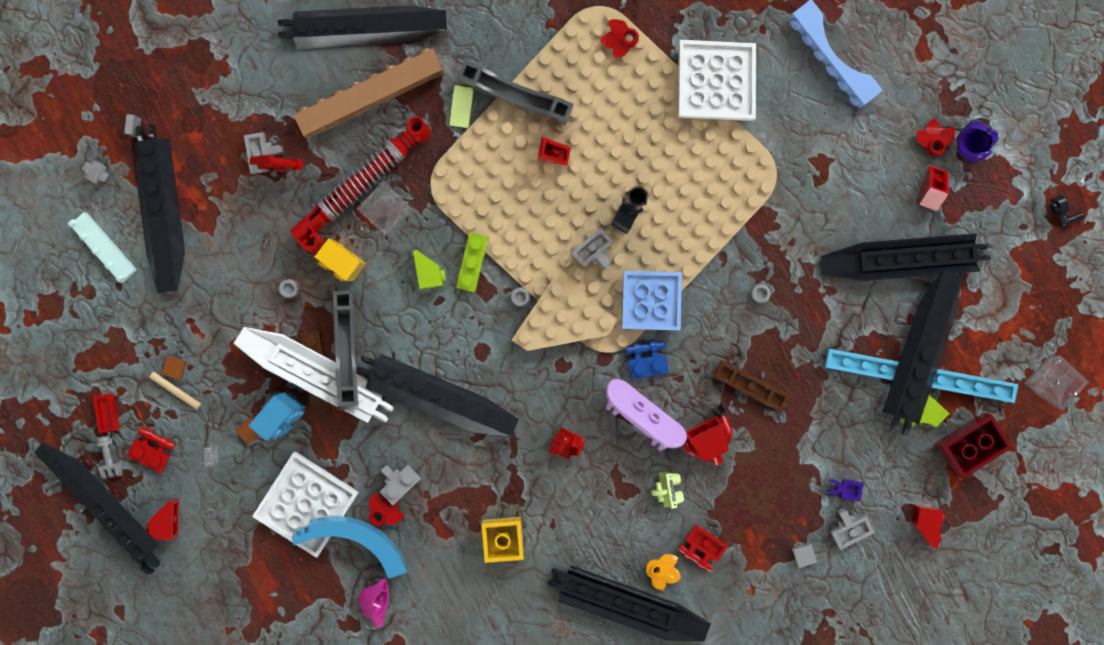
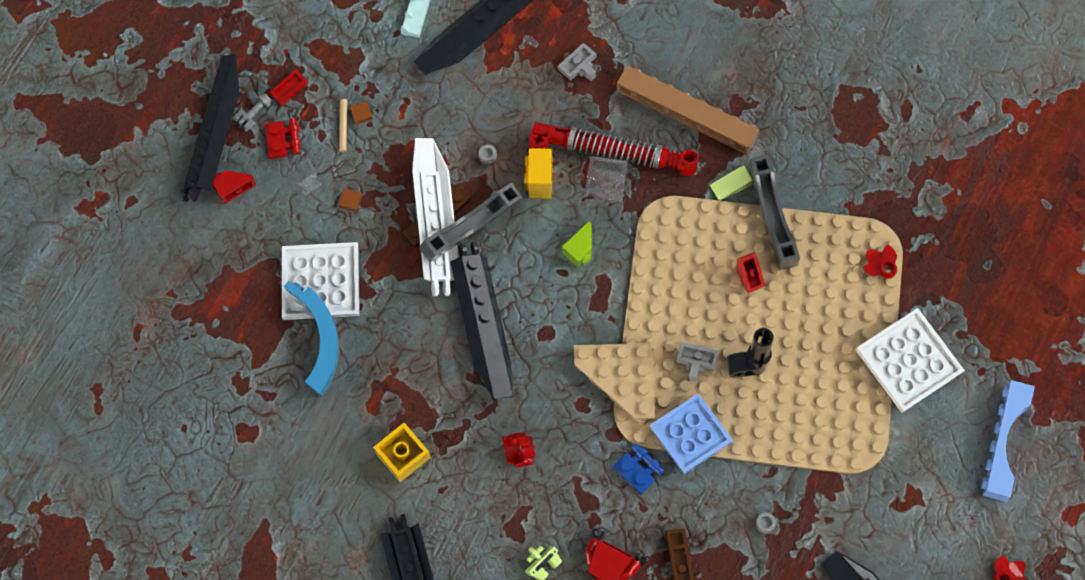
camera: 60 degrees right, 20 degrees down
(263, 162) = (581, 80): red plate -> none
(277, 416) = (381, 207): dark azure brick -> none
(363, 26) = (735, 72): black hinge -> none
(374, 602) = (276, 388): dark pink hat -> none
(389, 512) = (361, 345): red plate -> none
(398, 483) = (389, 340): light grey hinge -> none
(472, 262) = (614, 274): lime plate -> none
(520, 297) = (614, 331): light grey tile -> none
(644, 415) = (591, 491): lavender piece -> none

